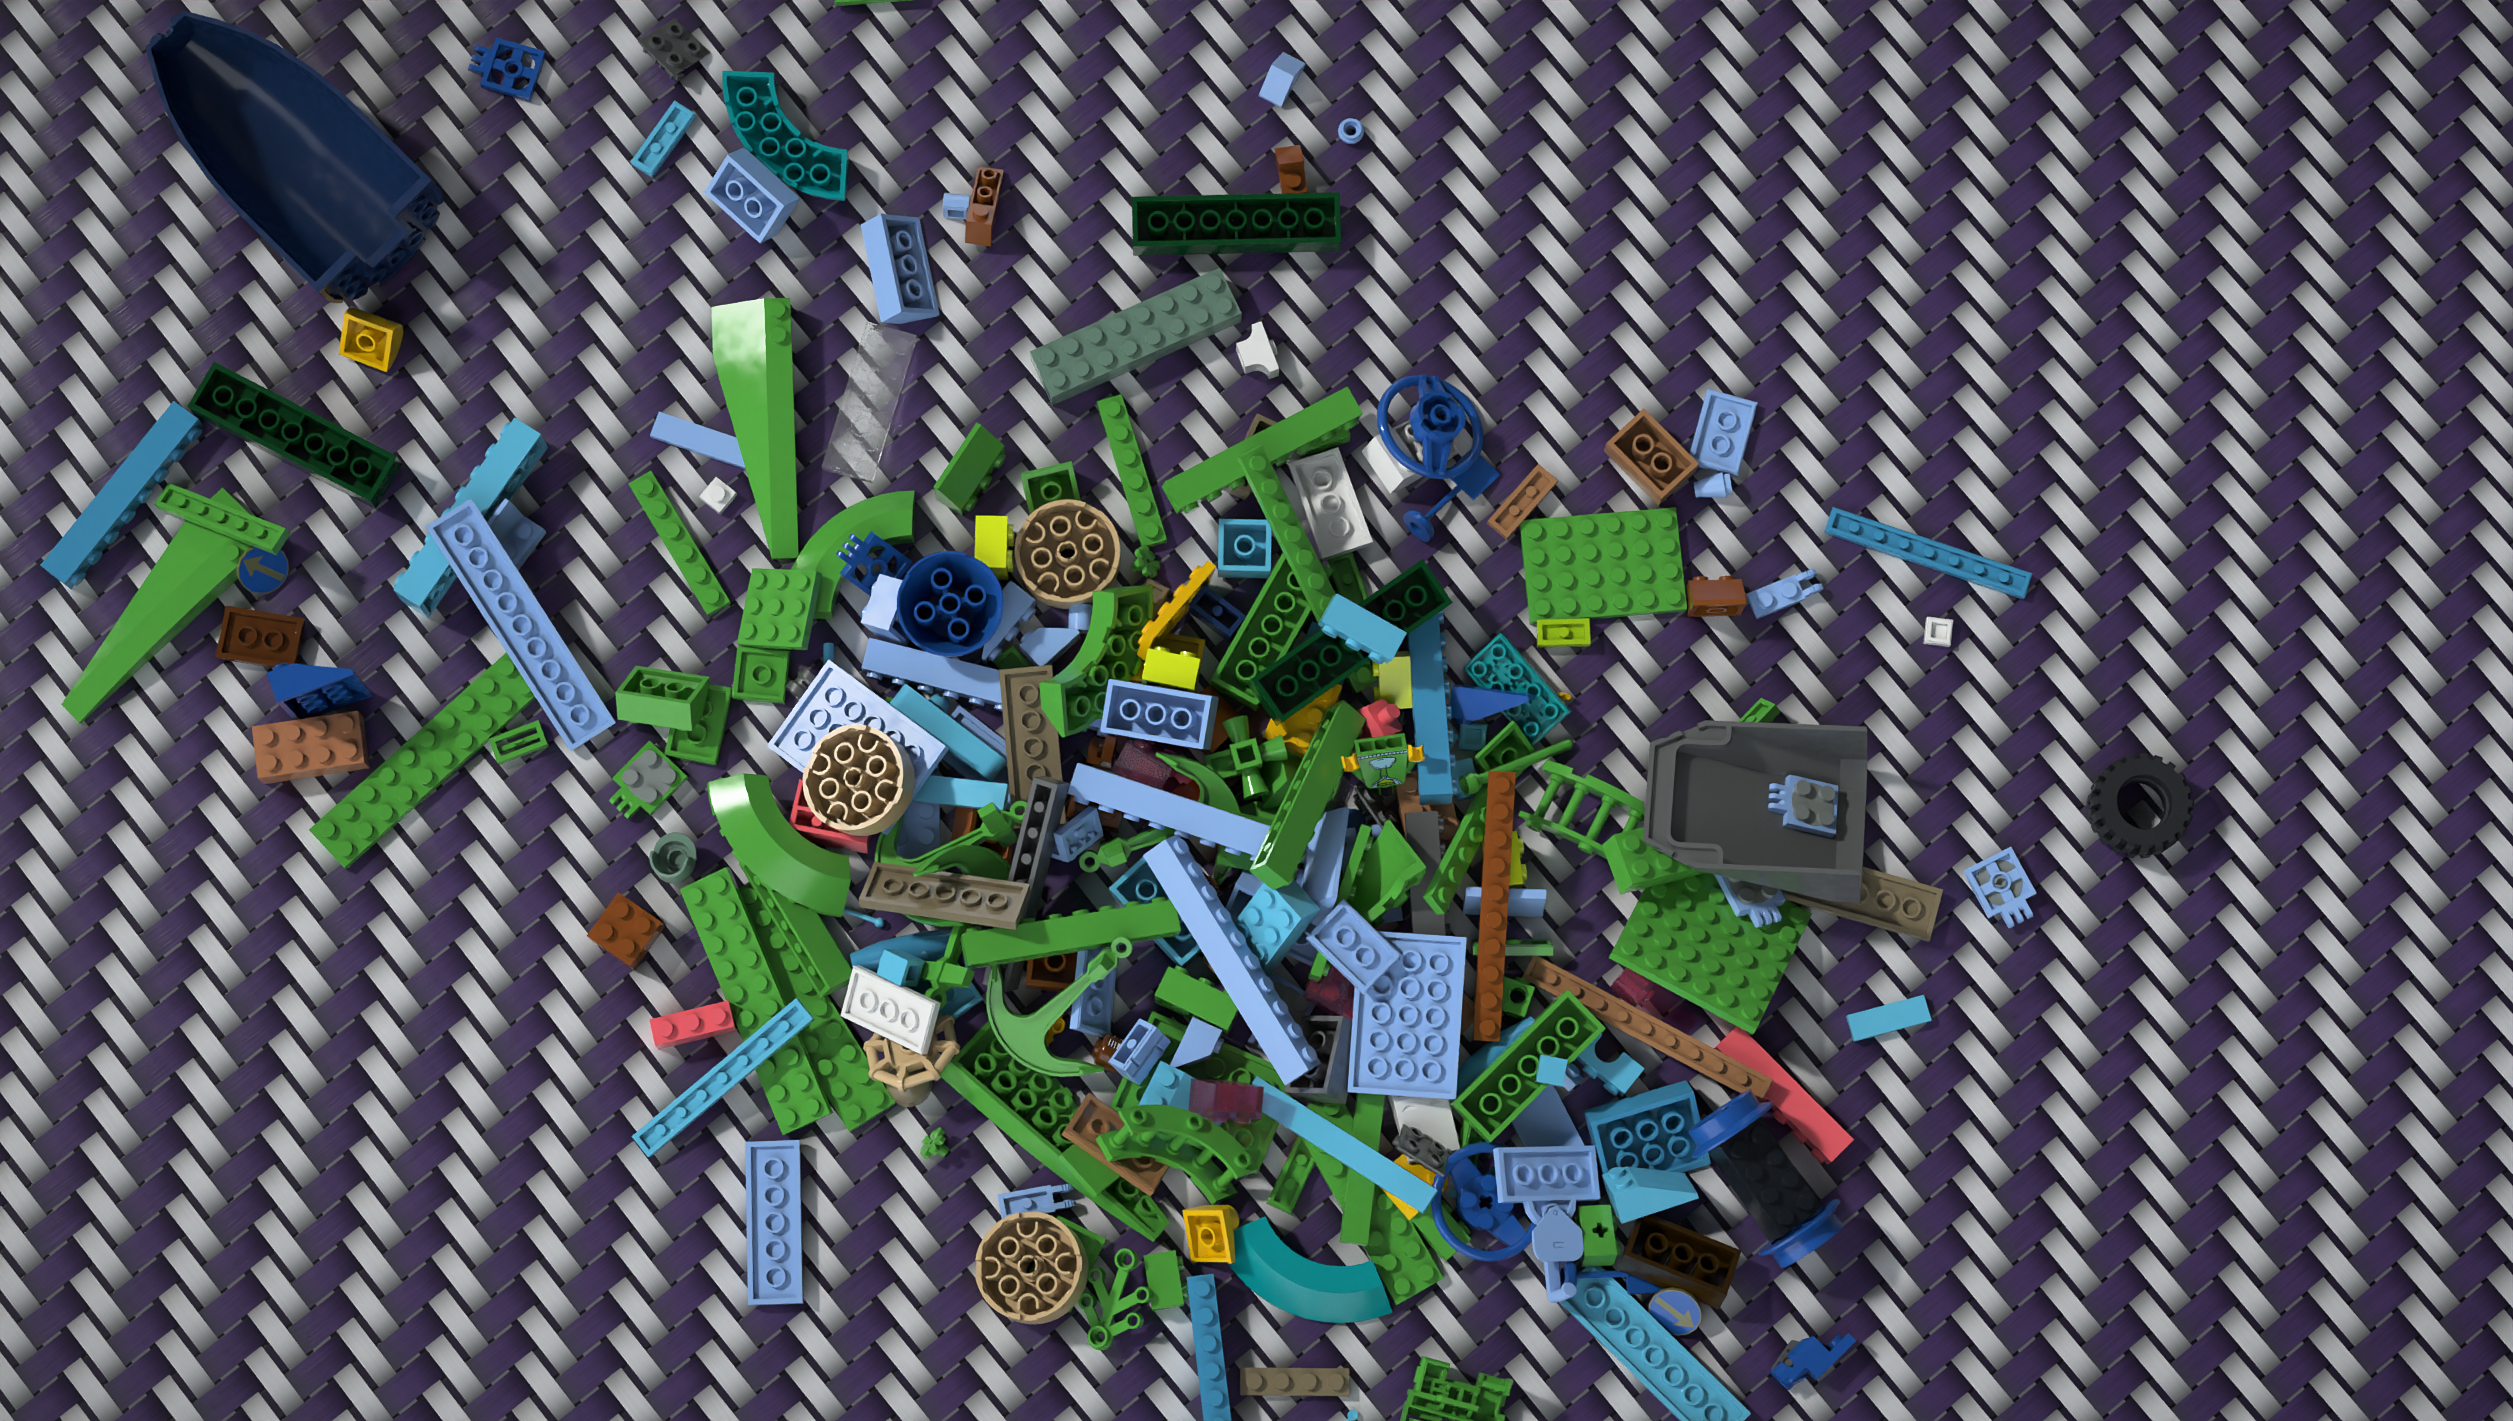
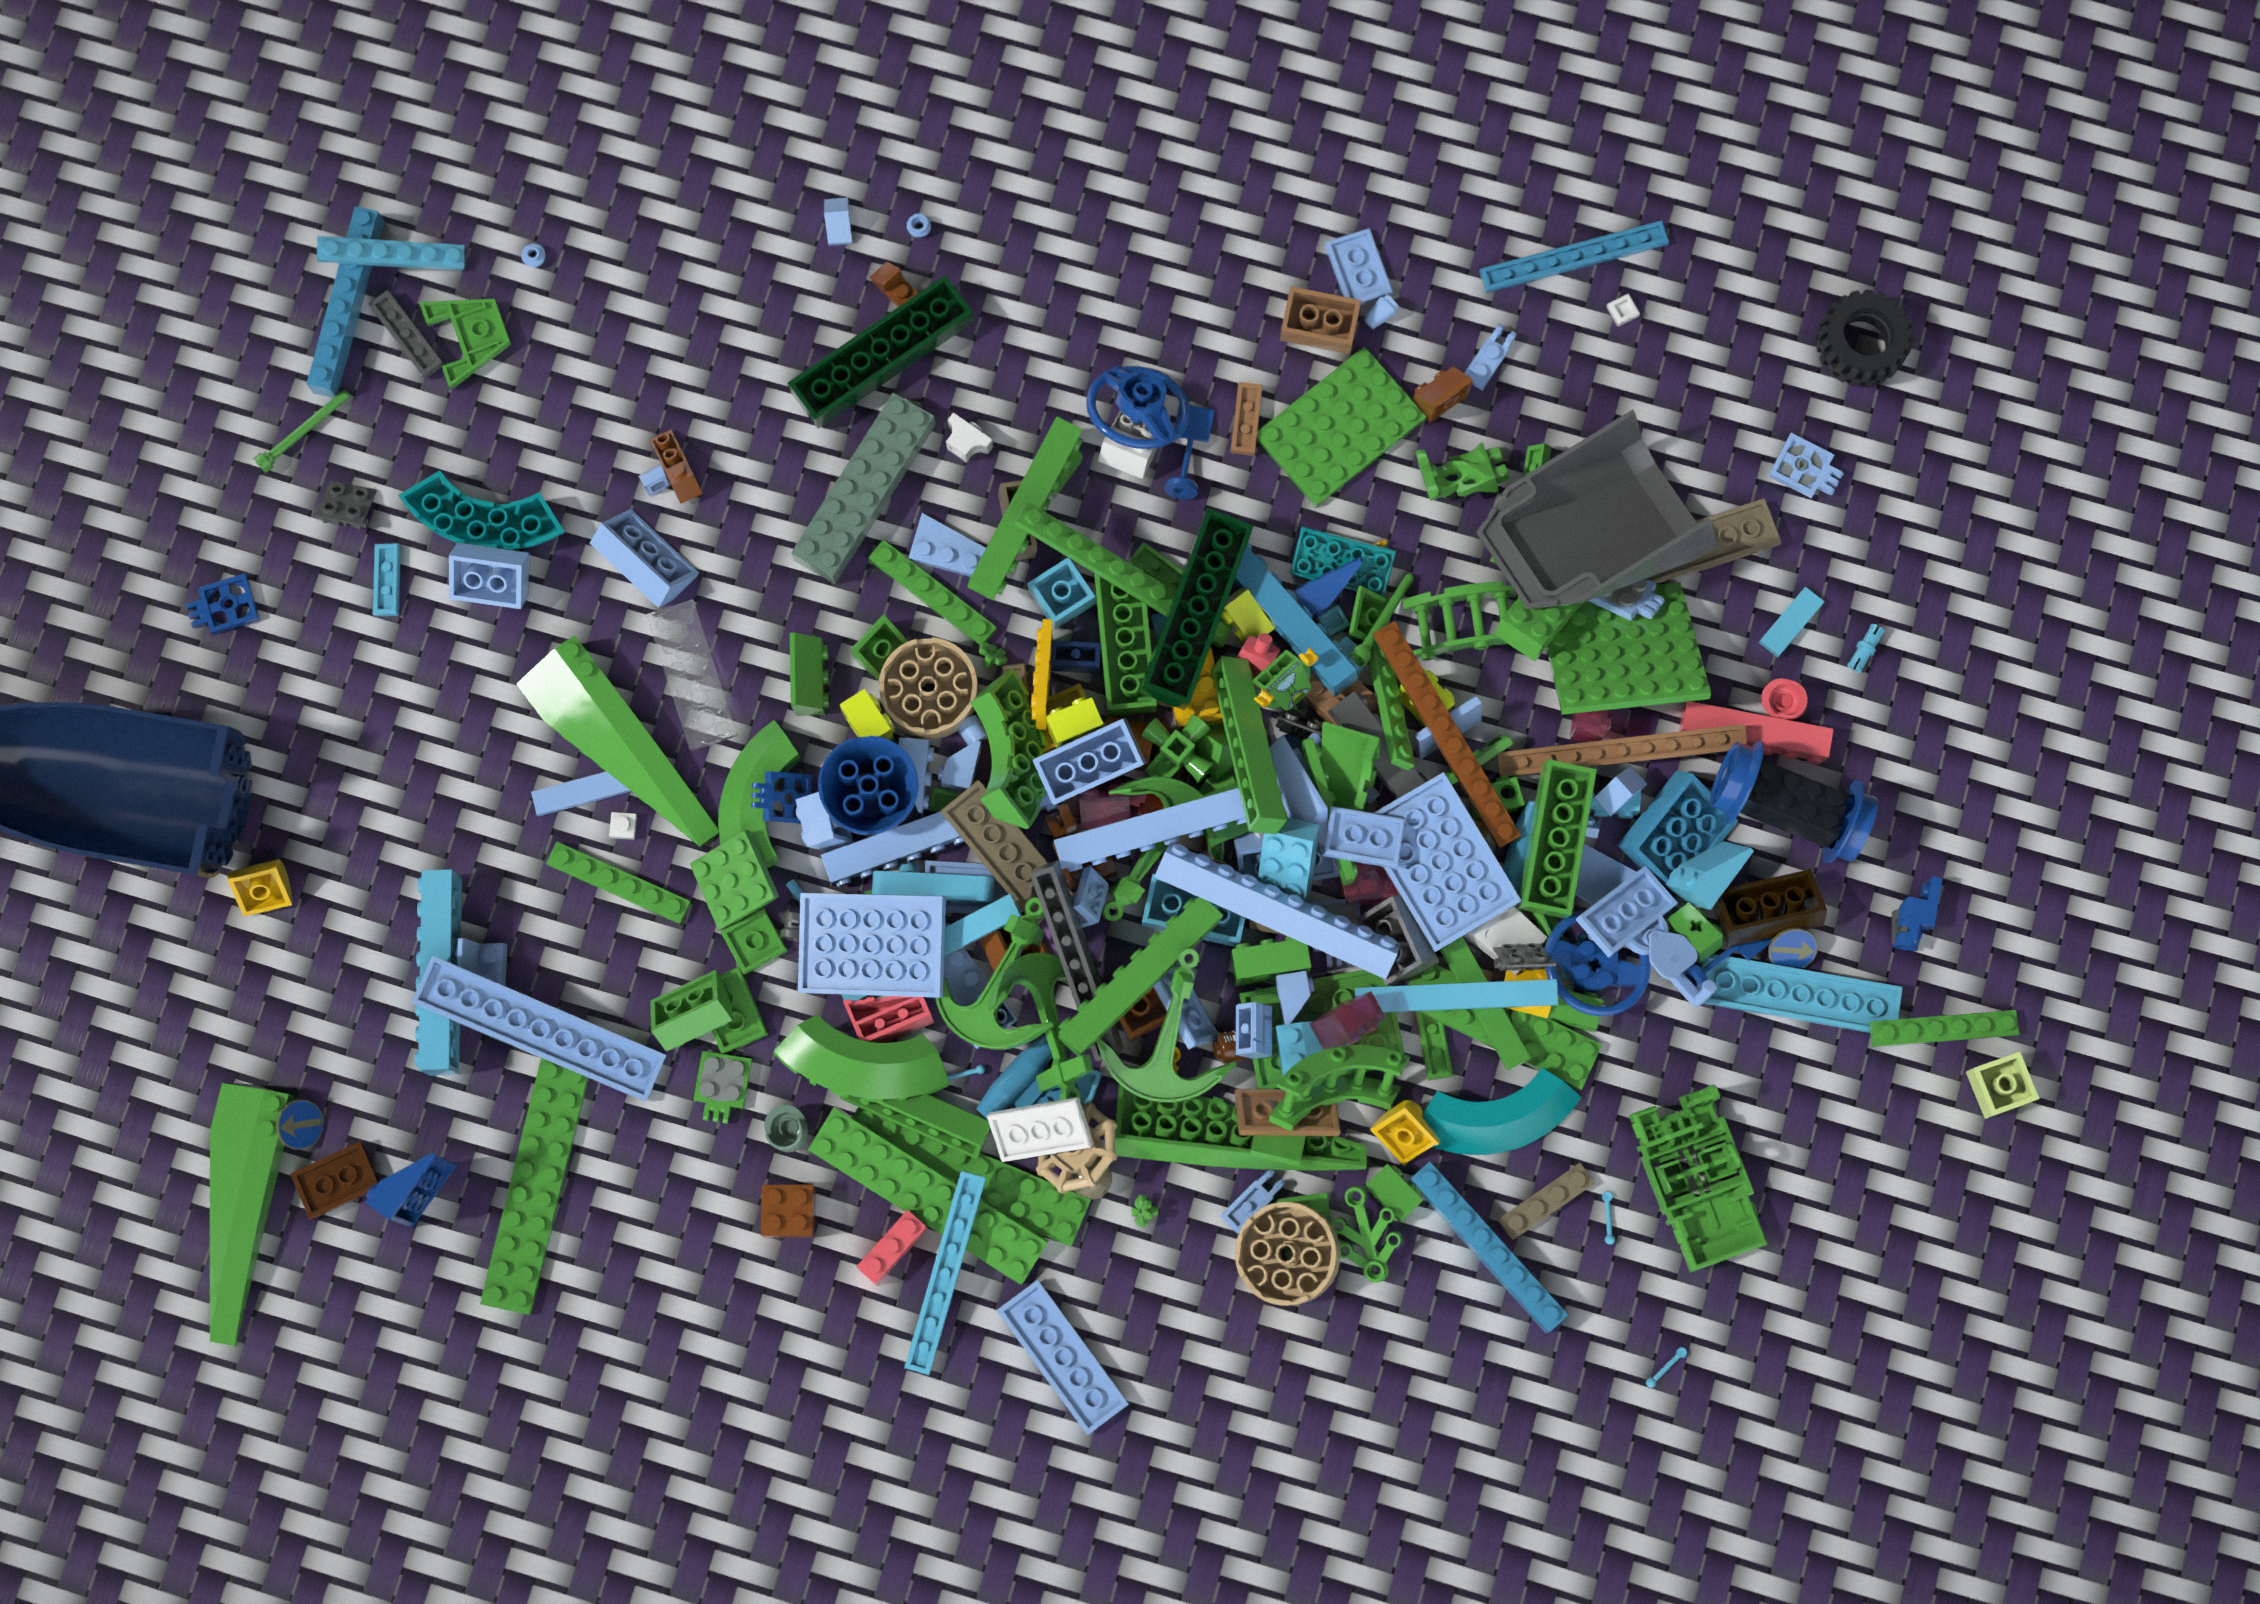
camera: 30 degrees left, 0 degrees up
(122, 495) = (145, 1143): dark azure brick -> none
(222, 519) = (240, 1106): bright green plate -> none
(294, 435) = (252, 1002): dark green brick -> none
(310, 747) = (436, 1238): nougat brick -> none
(523, 751) = (579, 1134): bright green tile -> none
(883, 786) = (917, 963): tan brick -> none
(900, 967) = (1025, 1092): medium azure brick -> none
(945, 896) = (1024, 1012): dark tan plate -> none
(1170, 437) = (944, 548): none -> light blue wing
(1330, 504) = (1102, 516): white plate -> none
(1361, 629) = (1201, 591): medium azure brick -> none
(1551, 1070) = (1579, 829): medium azure tile -> none
(1563, 632) = (1346, 496): lime plate -> none
(1618, 1063) = (1620, 791): none -> light blue slope
(1687, 692) = (1472, 469): none -> bright green hips
(1806, 805) = (1621, 502): piece -> none
(1828, 1083) = (1784, 699): none -> coral helmet
(1939, 1088) = (1866, 648): none -> medium azure pin

